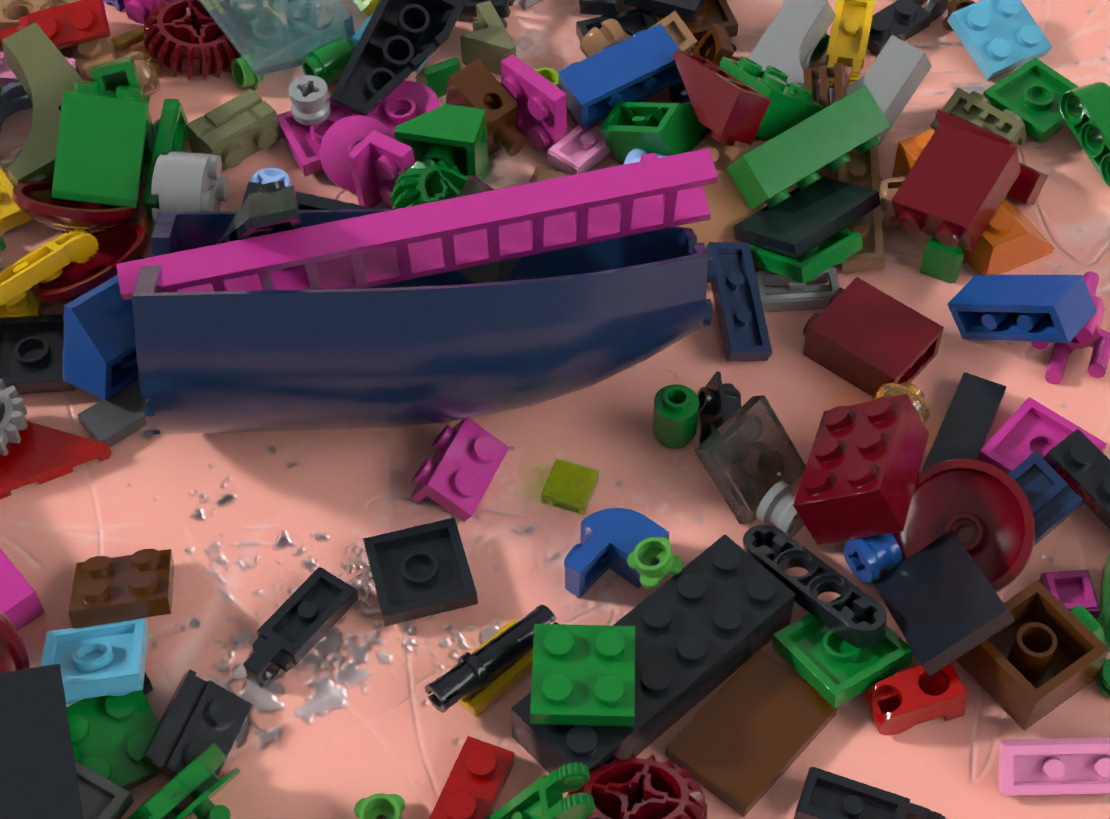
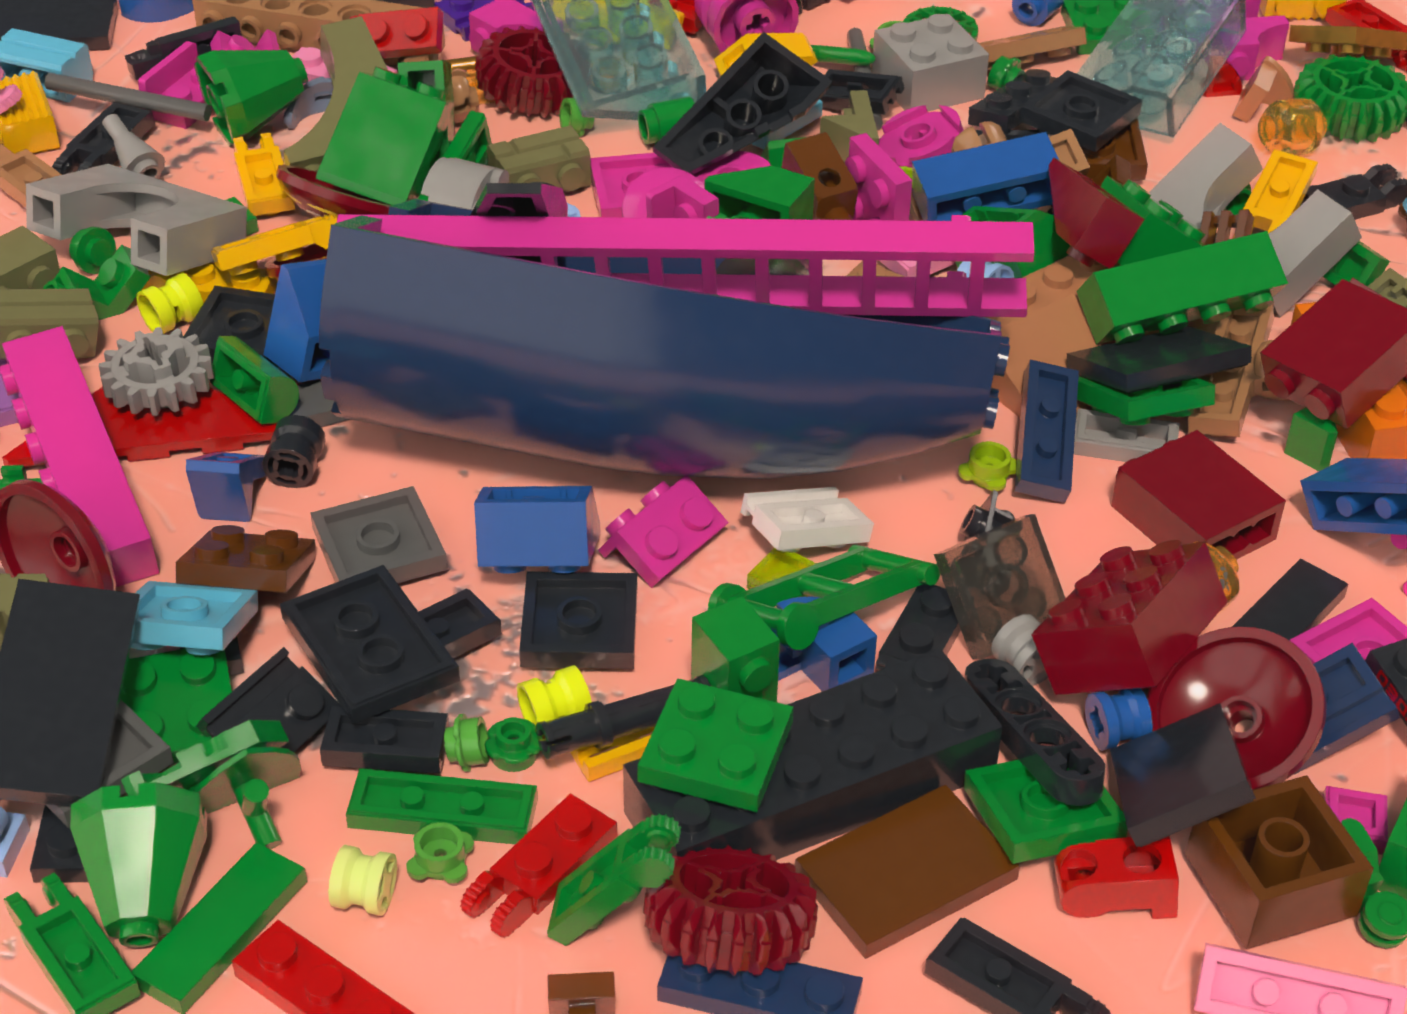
camera: 15 degrees right, 10 degrees down
(64, 410) = (252, 381): none -> green brick
(74, 513) = (224, 484): none -> blue slope
(122, 468) = (294, 451): none -> black wheel
(226, 538) = (377, 532): none -> dark grey plate
(258, 643) = (369, 643): none -> black tile
(299, 726) = (386, 741): none -> black plate
(309, 100) = (629, 146): light grey wheel -> none
(360, 772) = (411, 801): none -> green tile
(361, 501) = (536, 527): none -> blue slope
(367, 710) = (466, 742): none -> bright green plate
(404, 711) = (513, 744): none -> green plate
(428, 654) = (558, 697): none -> neon yellow wheel
(559, 24) = (920, 134): none -> dark pink plate
(568, 584) = (736, 650): none -> green brick
(573, 430) = (806, 518): none -> white plate
(610, 544) = (799, 621): none -> green piece
(653, 550) = (846, 655): bright green plate -> none
(675, 415) = (929, 523): green brick -> none
(695, 513) = (922, 627): none -> black hinge
(700, 345) = (988, 466): none -> lime plate
(932, 92) = (1360, 263): none -> green tile

